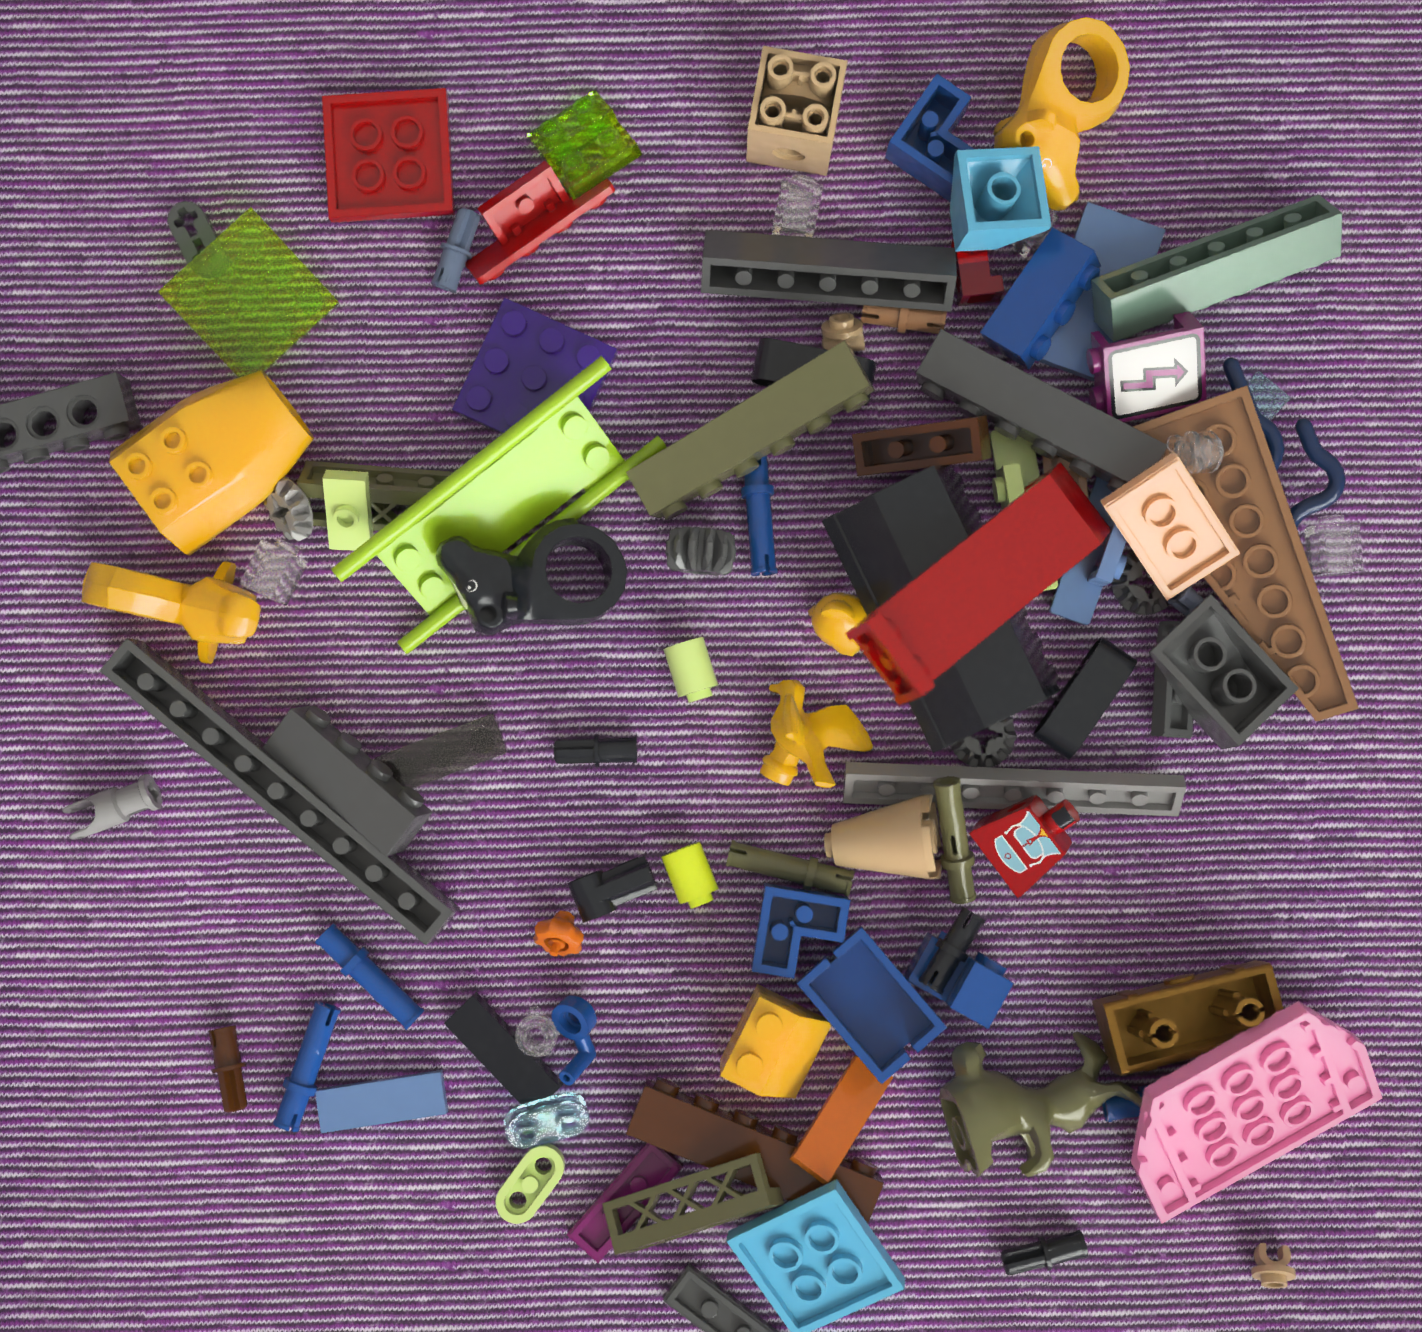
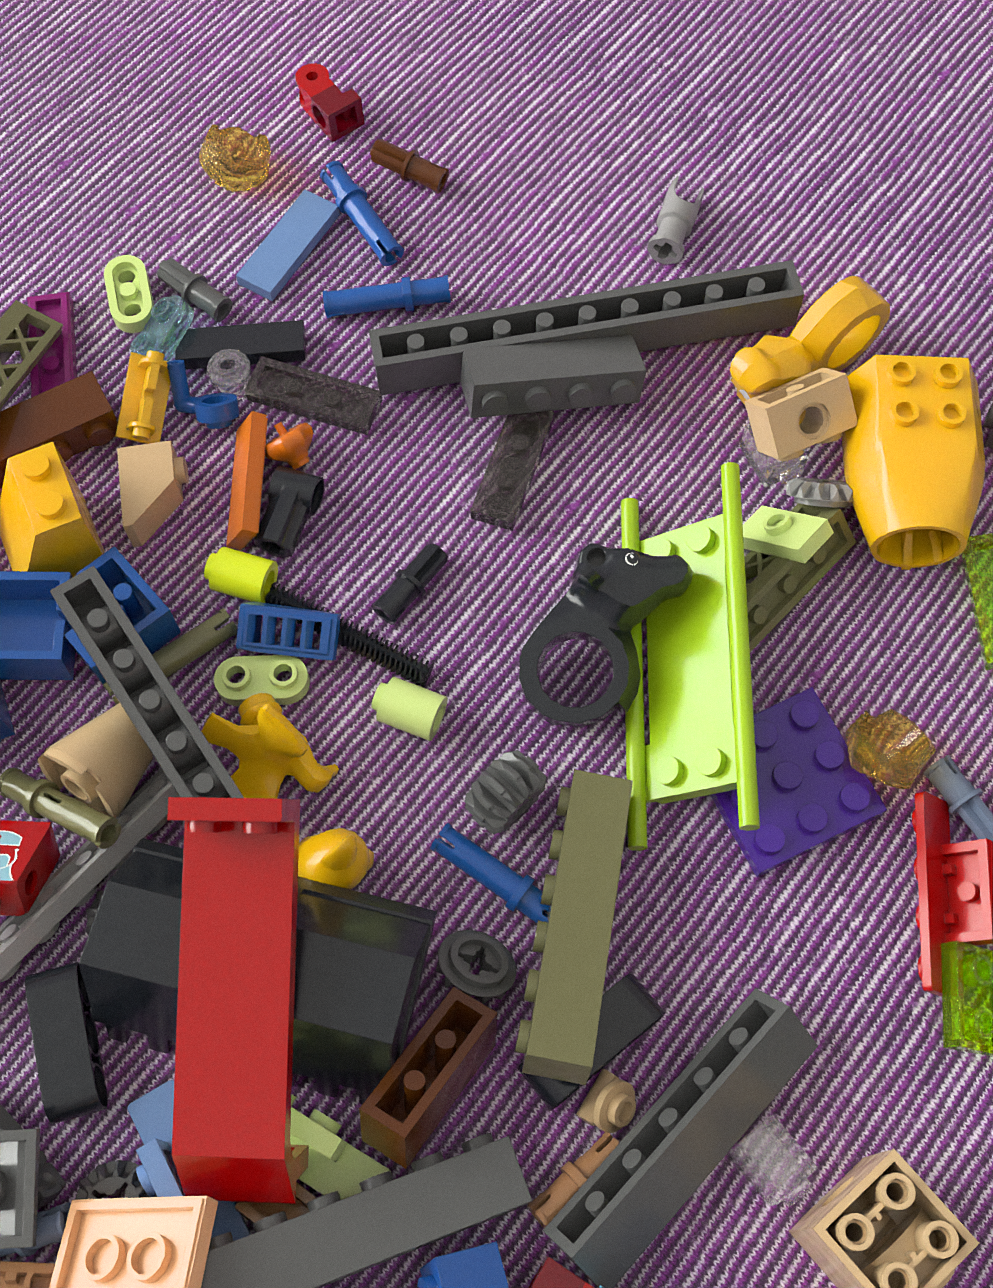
camera: 125 degrees right, 20 degrees down
(220, 1194) = (326, 104): none -> dark red leg
(246, 558) = (777, 412): none -> tan brick
(336, 1217) = (235, 158): none -> clear yellow hair
(462, 322) = (888, 748): none -> clear yellow hair
(484, 1137) = (195, 289): none -> dark grey axle
(503, 955) = (313, 395): none -> clear smoke plate
(612, 1078) = (144, 398): none -> yellow hinge
(614, 939) = (247, 481): none -> orange tile
(670, 762) = (360, 641): none -> black axle
(677, 1006) = (149, 487): none -> tan slope
(725, 807) = (250, 628): none -> blue slope
(752, 793) = (261, 678): none -> yellowish green plate
(814, 472) = (496, 964): none -> dark grey gear
(846, 822) = (142, 688): none -> dark grey brick

